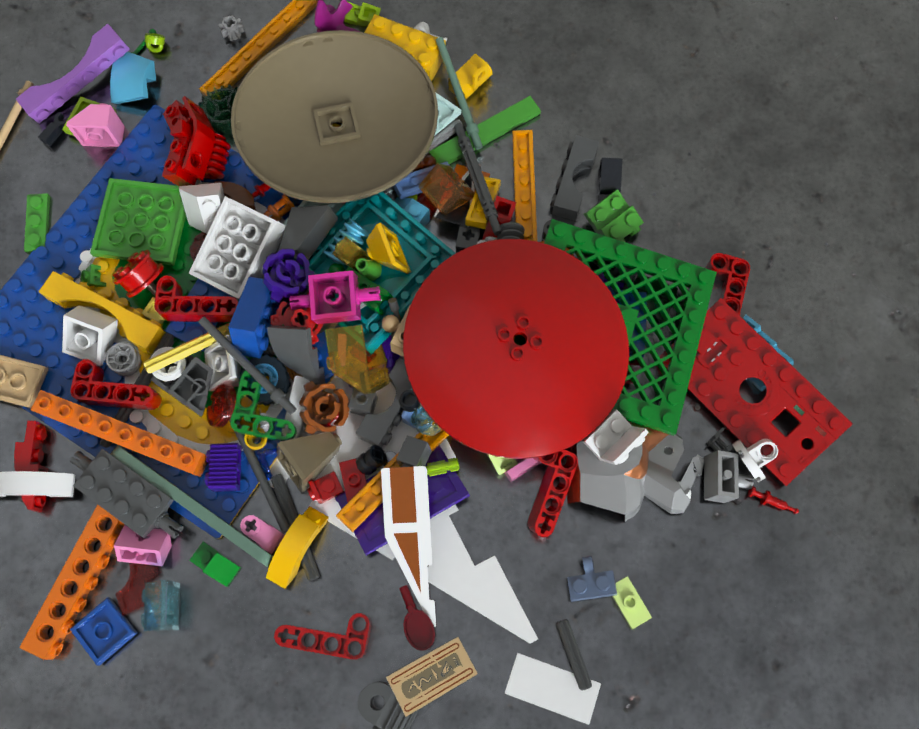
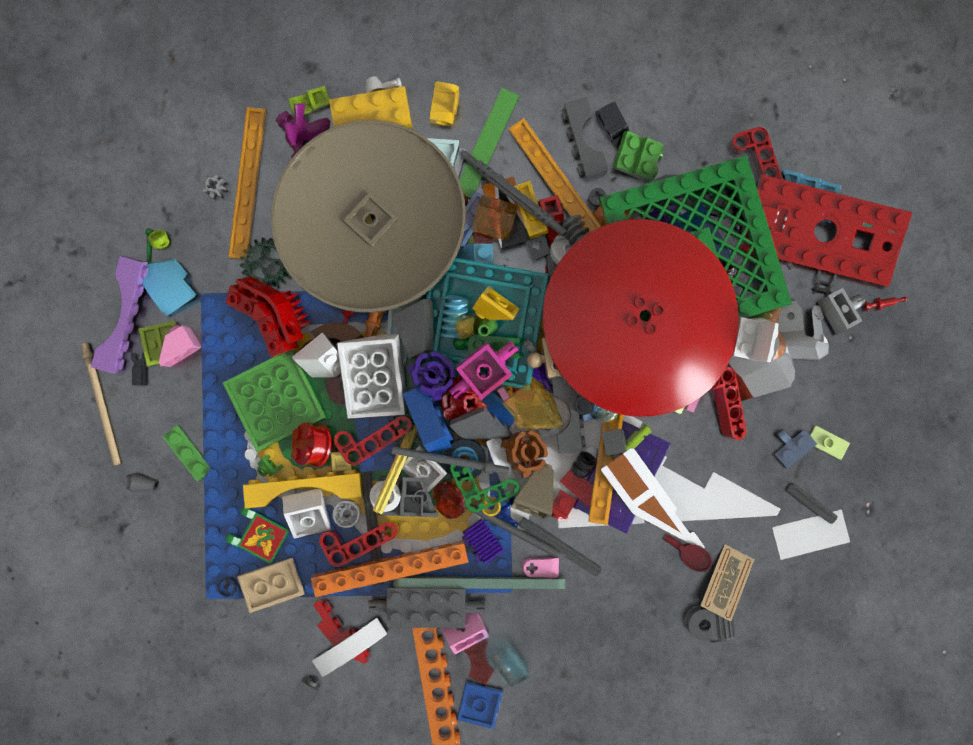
camera: 30 degrees left, 15 degrees up
(36, 331) = (262, 536): none -> flag
(215, 564) = (522, 609): green slope -> none
(294, 545) = (573, 560): yellow arch -> none
(322, 638) = (633, 607): red beam -> none
(471, 128) = (477, 150): sand green bar -> none
(753, 458) = (855, 283): white tile -> none

